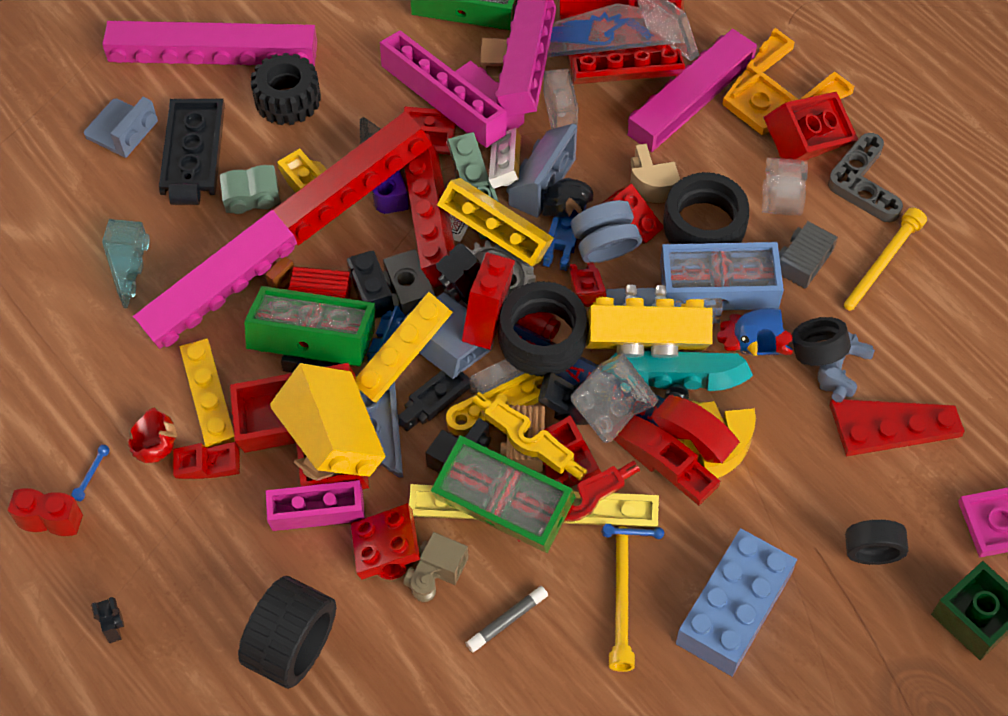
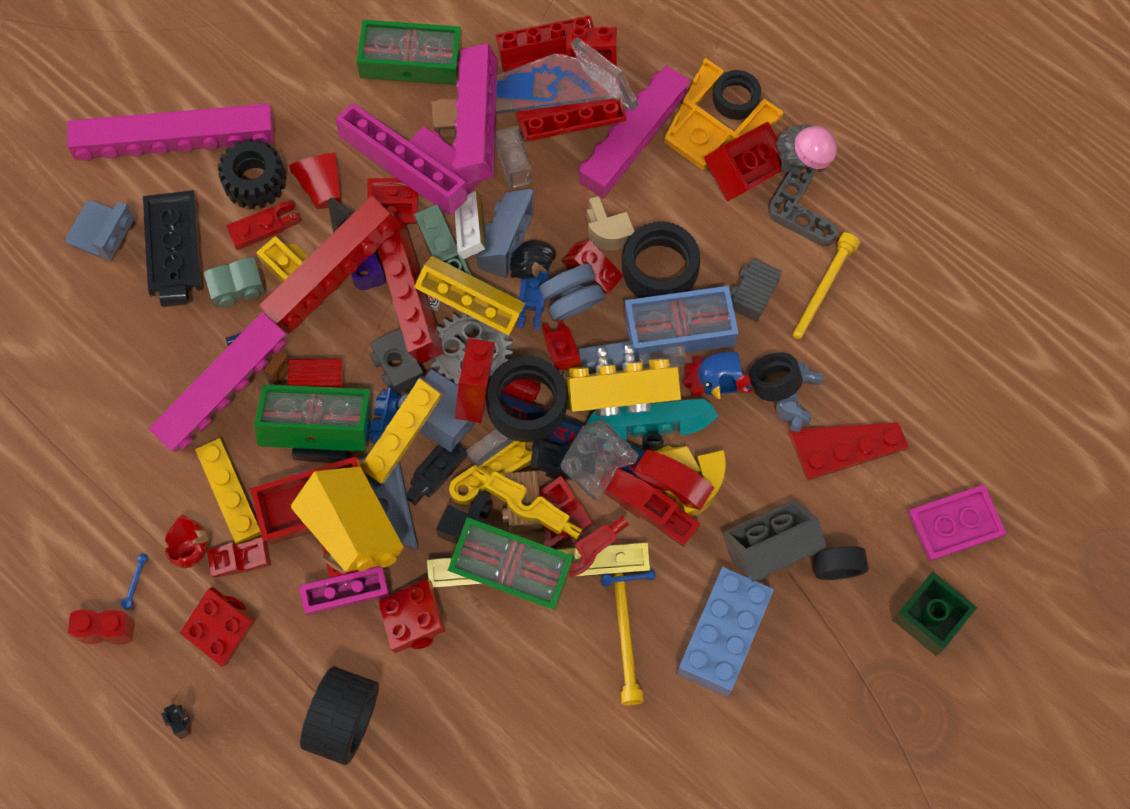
camera: 10 degrees left, 10 degrees up
(124, 248) = (126, 358): clear light blue slope -> none
(171, 526) = (218, 625): none -> red plate
(289, 139) = (262, 225): none -> red hinge
(353, 101) = (318, 178): none -> red slope
(370, 282) = (362, 366): black brick -> none
(438, 559) = (461, 625): dark tan brick -> none
(458, 272) = (445, 355): black brick -> none
(506, 619) = (527, 671): dark grey bar -> none
(784, 186) = (729, 226): clear brick -> none
(803, 508) = (774, 540): none -> dark grey brick
(808, 51) = (737, 78): none -> black tyre
(876, 116) = (806, 147): none -> bright pink hair

